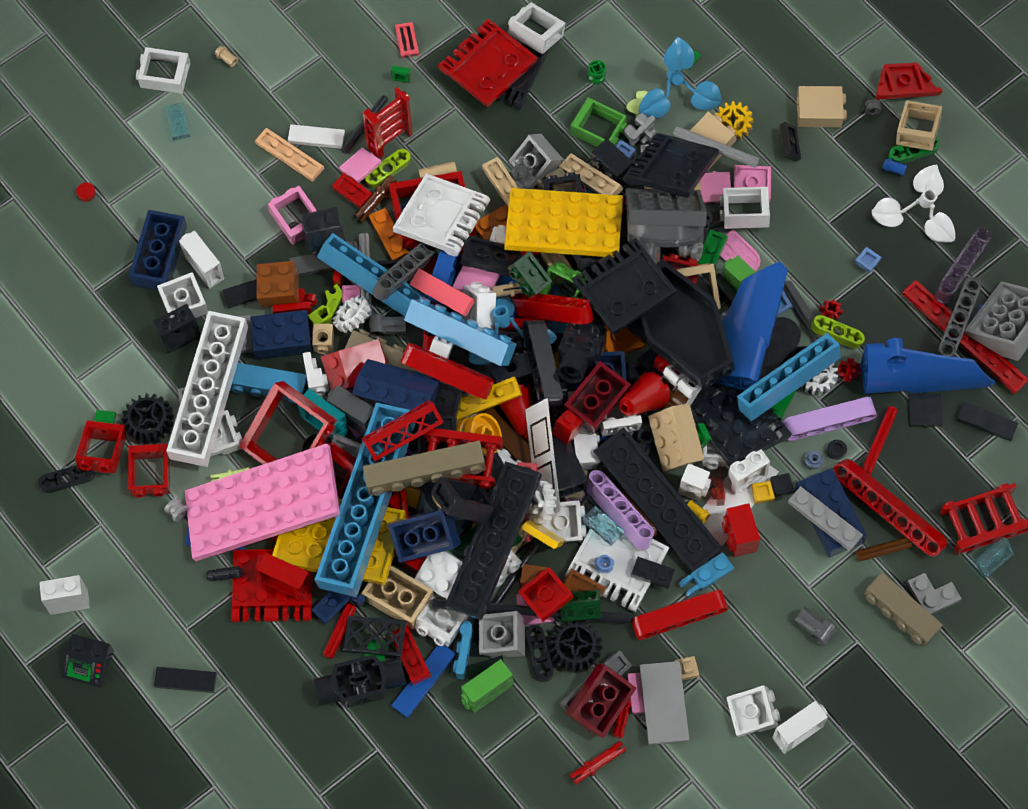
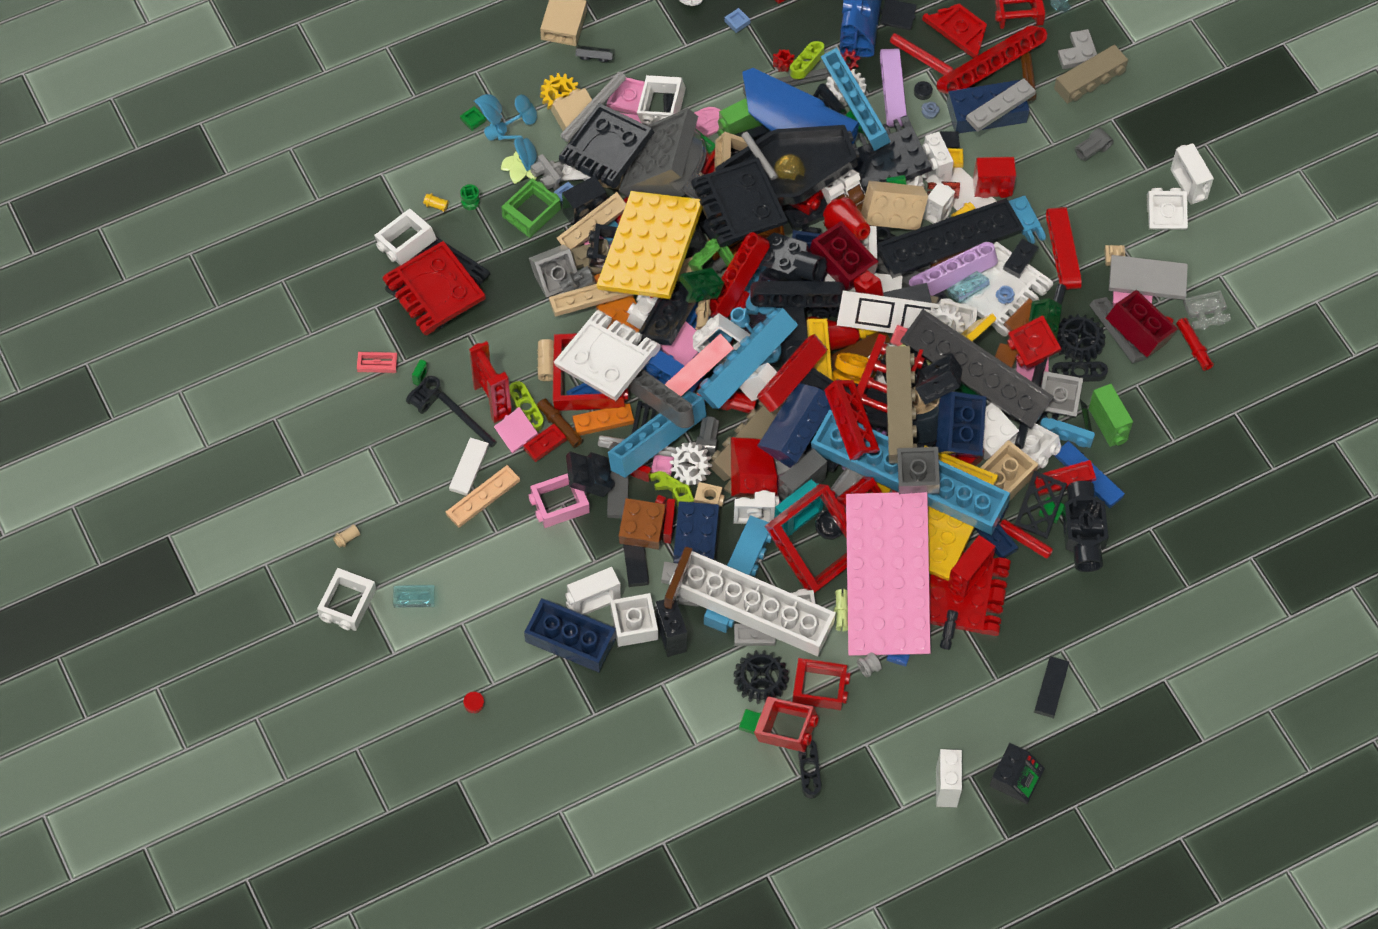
camera: 80 degrees left, 5 degrees down
(207, 313) = (678, 577): none -> reddish brown tile
(351, 496) = (918, 470): none -> dark grey slope
(377, 82) = (423, 397): none -> black piece
(585, 45) = (435, 202): none -> yellow pin
(647, 766) = (1206, 304): none -> clear plate
(675, 322) = (789, 167): none -> clear yellow hair
(681, 293) = (757, 152): none -> light grey bar
(923, 471) = (959, 27): none -> red wing

